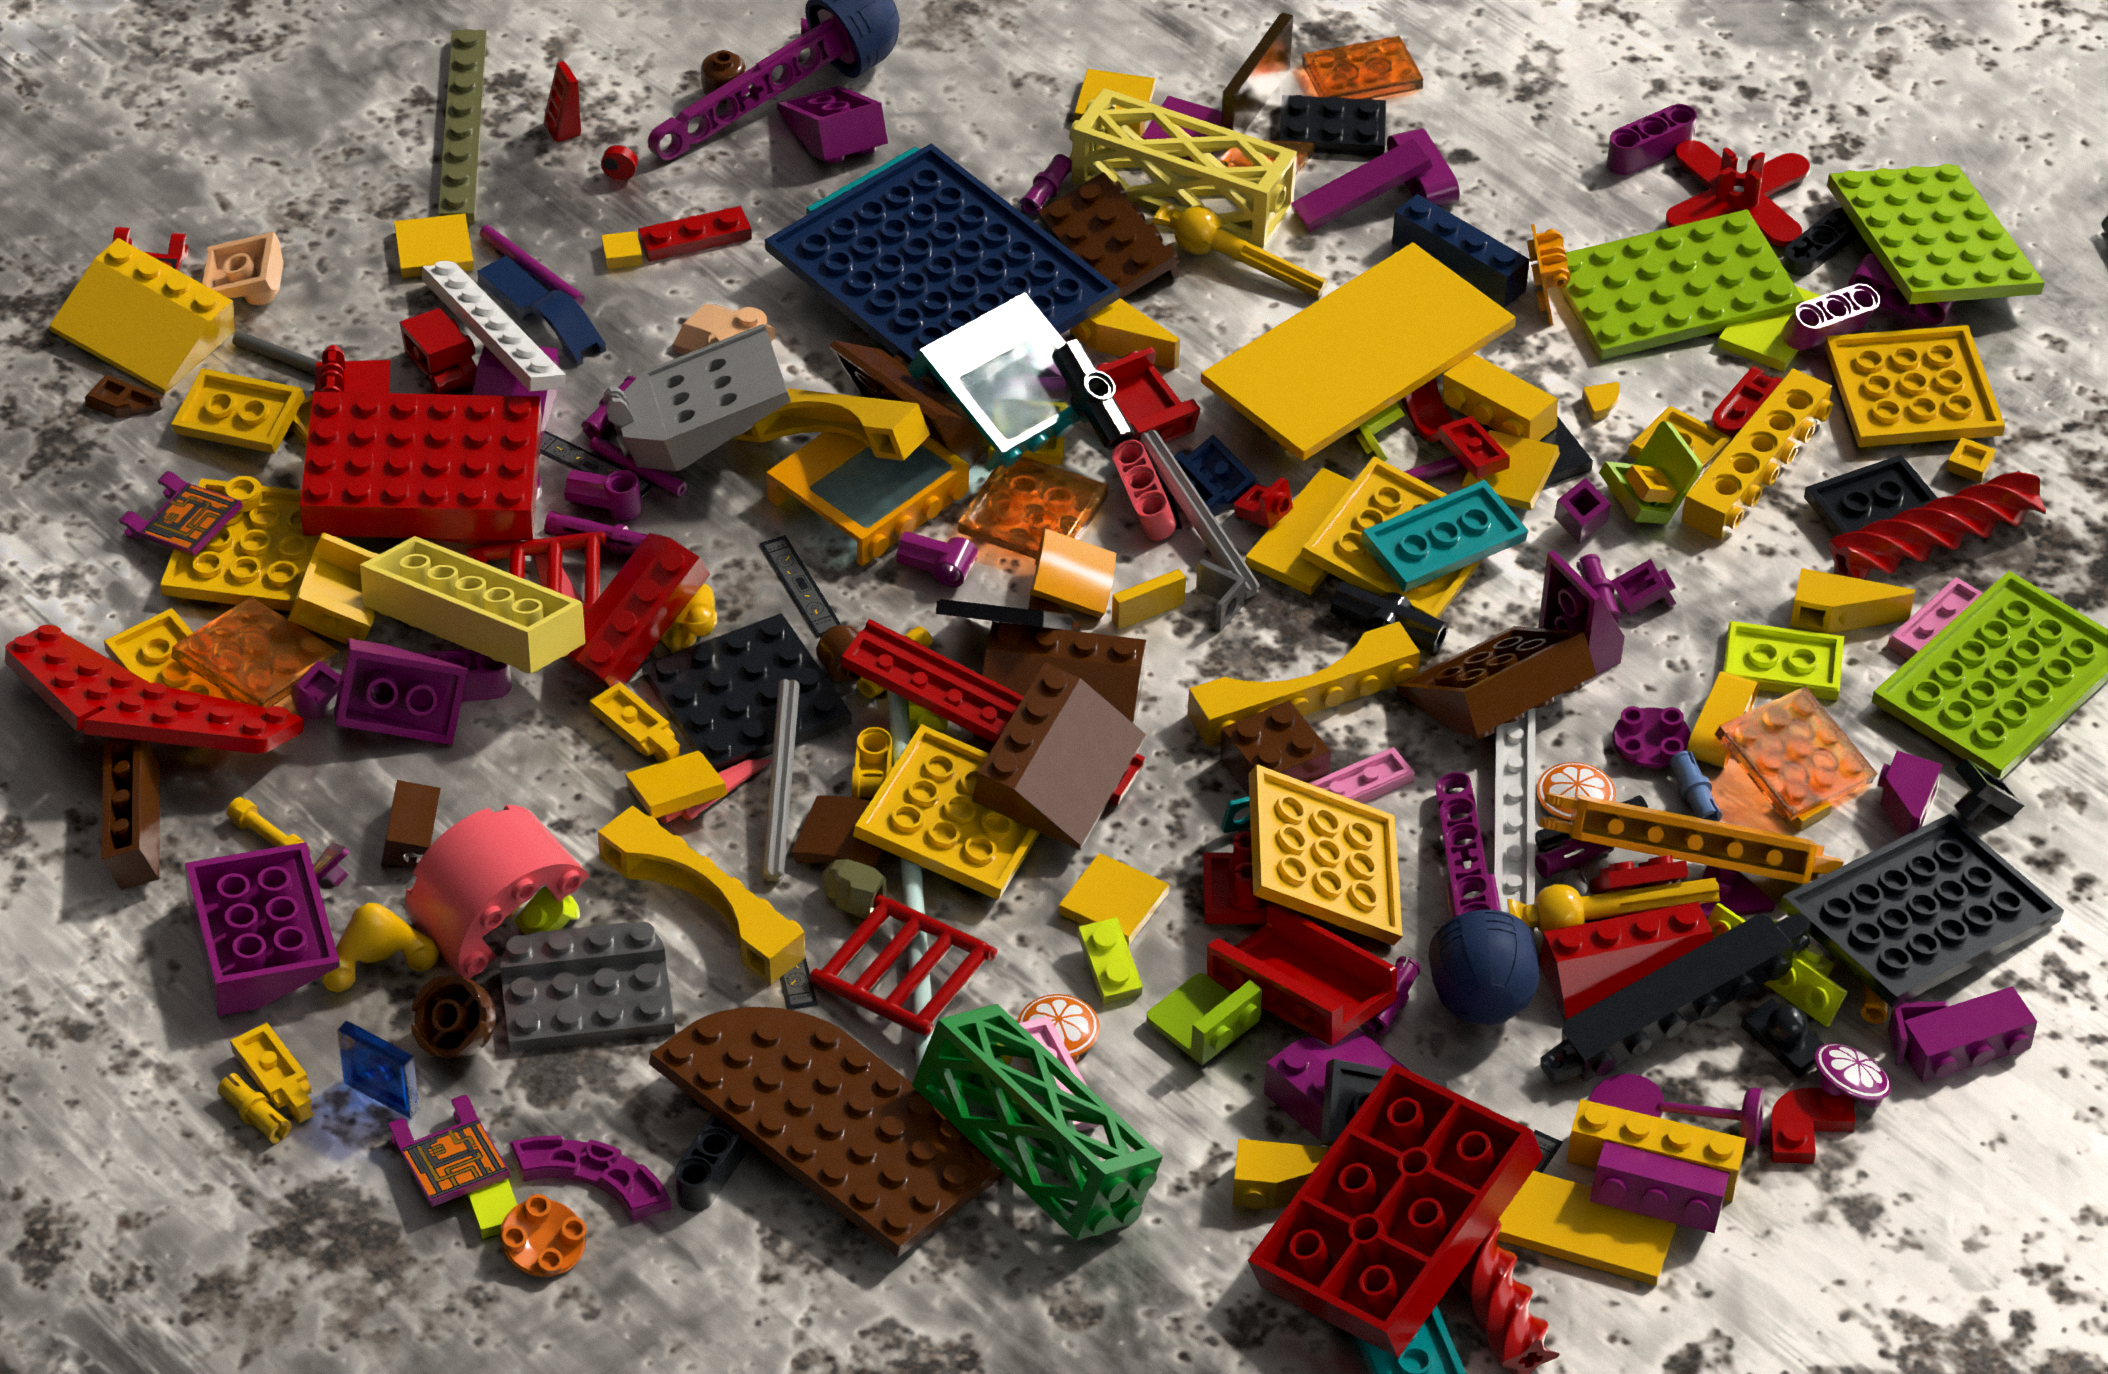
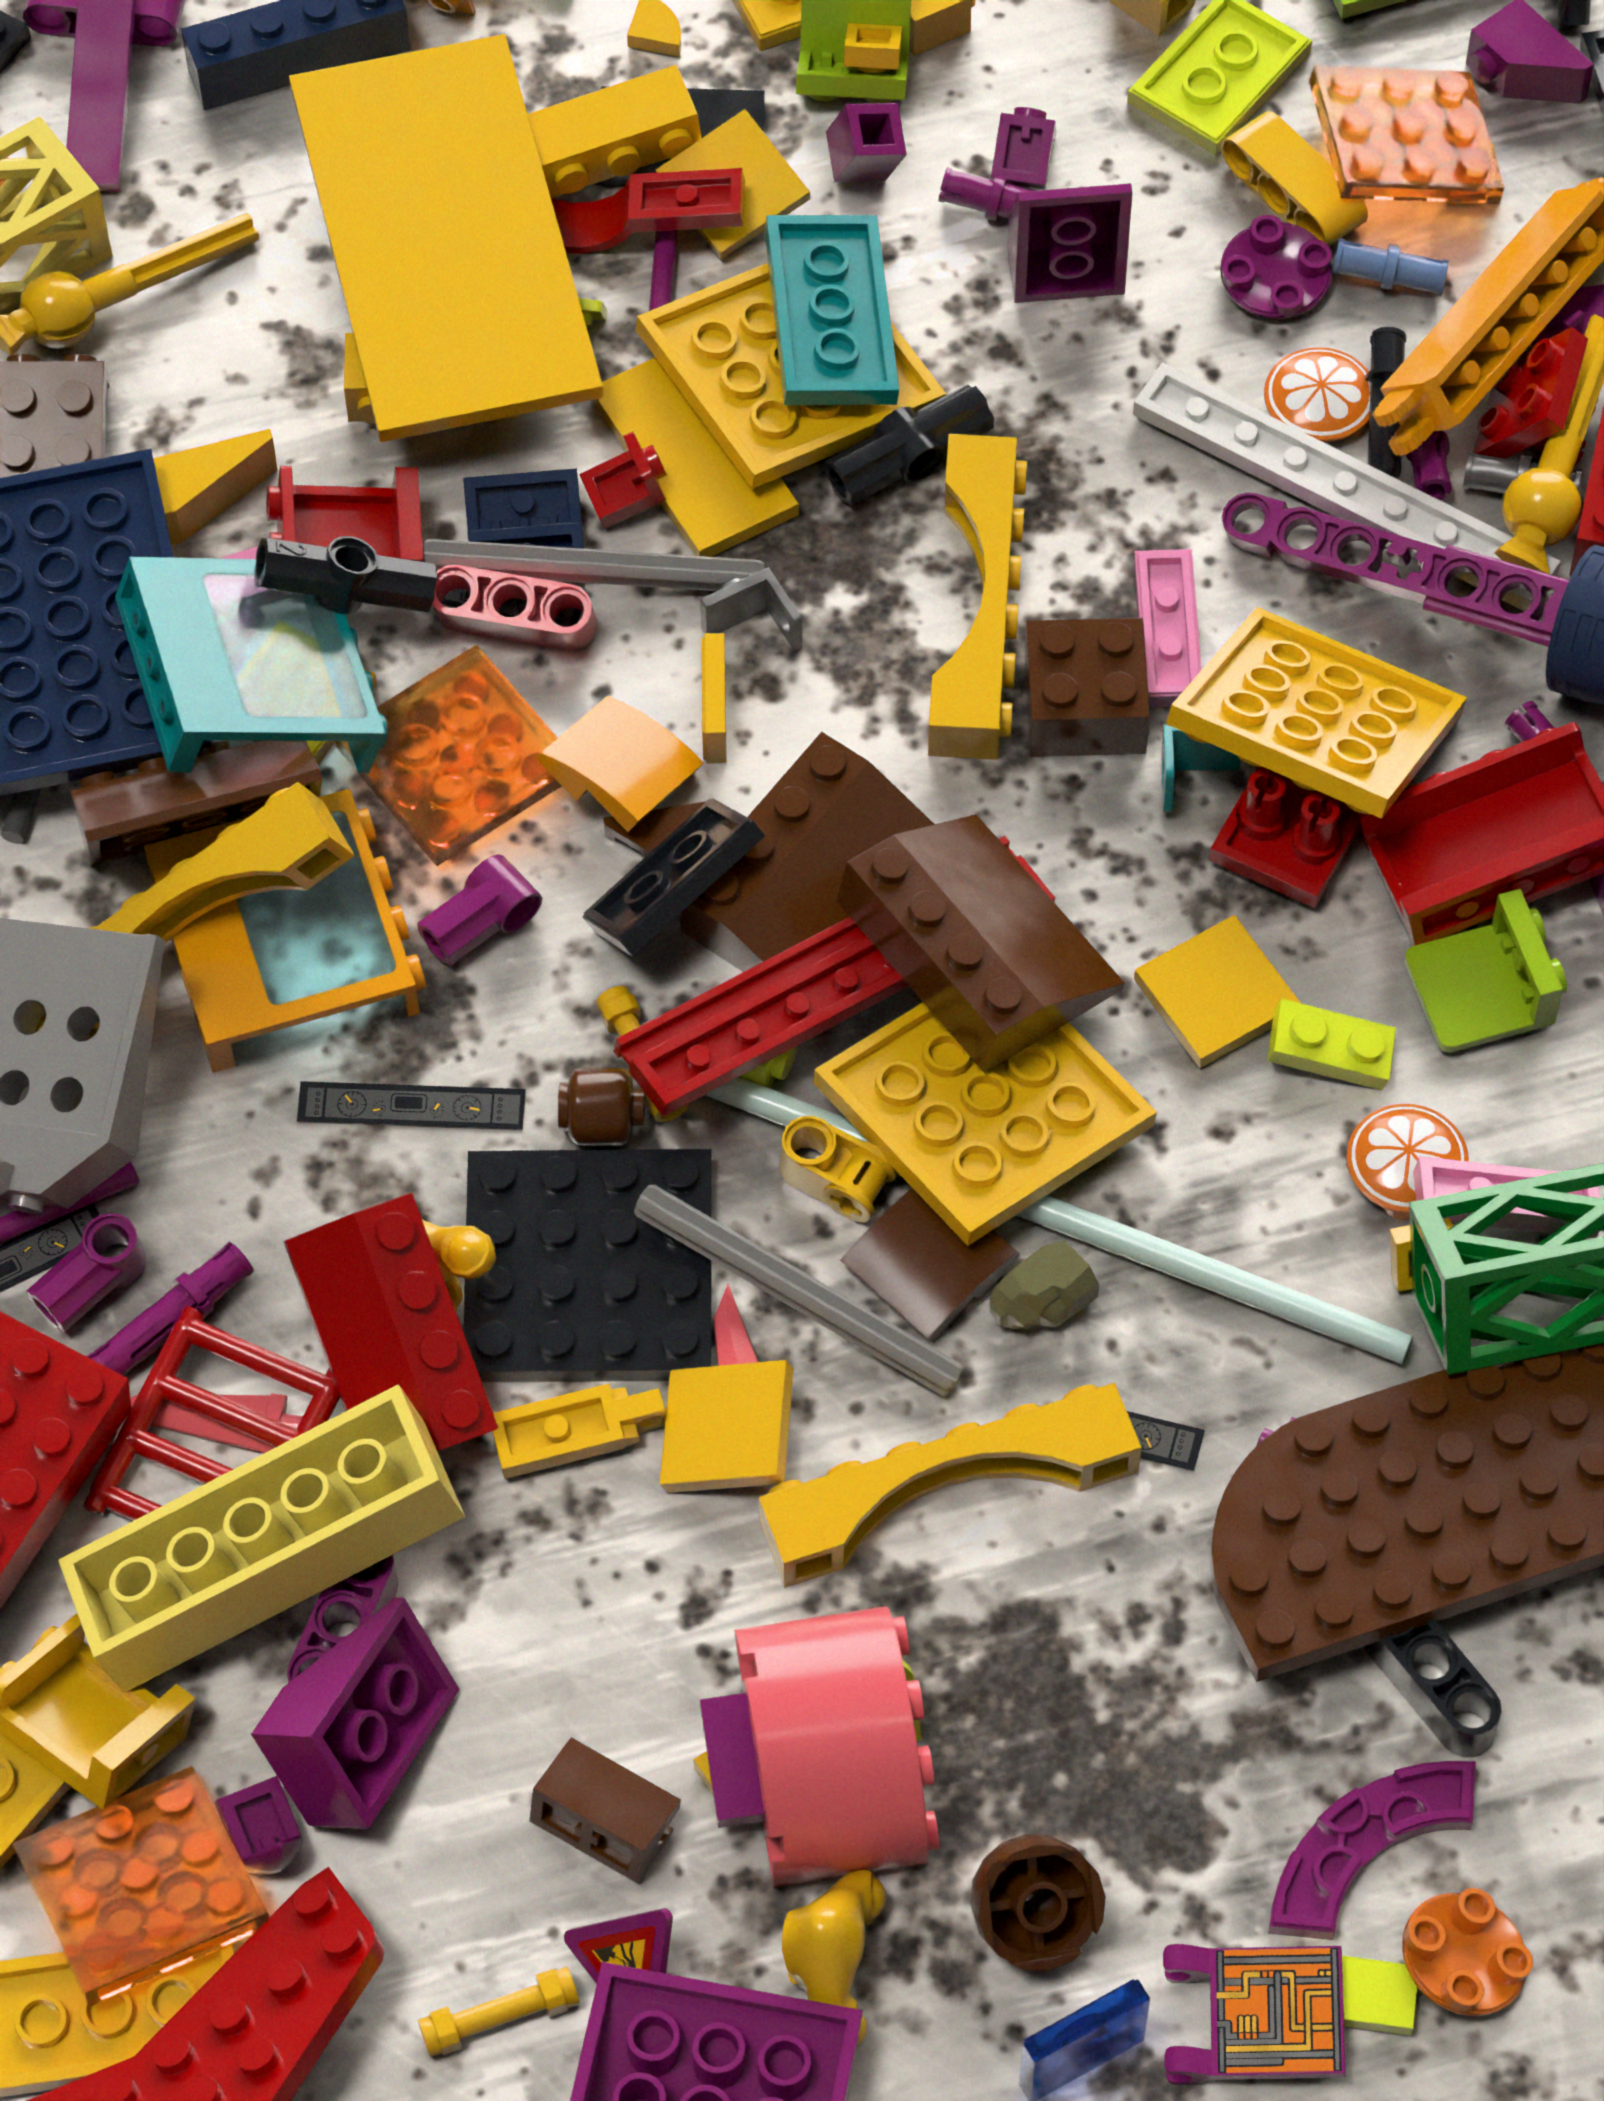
camera: 60 degrees left, 15 degrees up
(585, 986) = (1036, 1706): flat silver plate -> none
(891, 1007) = (1226, 1368): red bar -> none
(1501, 679) = (1100, 376): reddish brown slope -> none

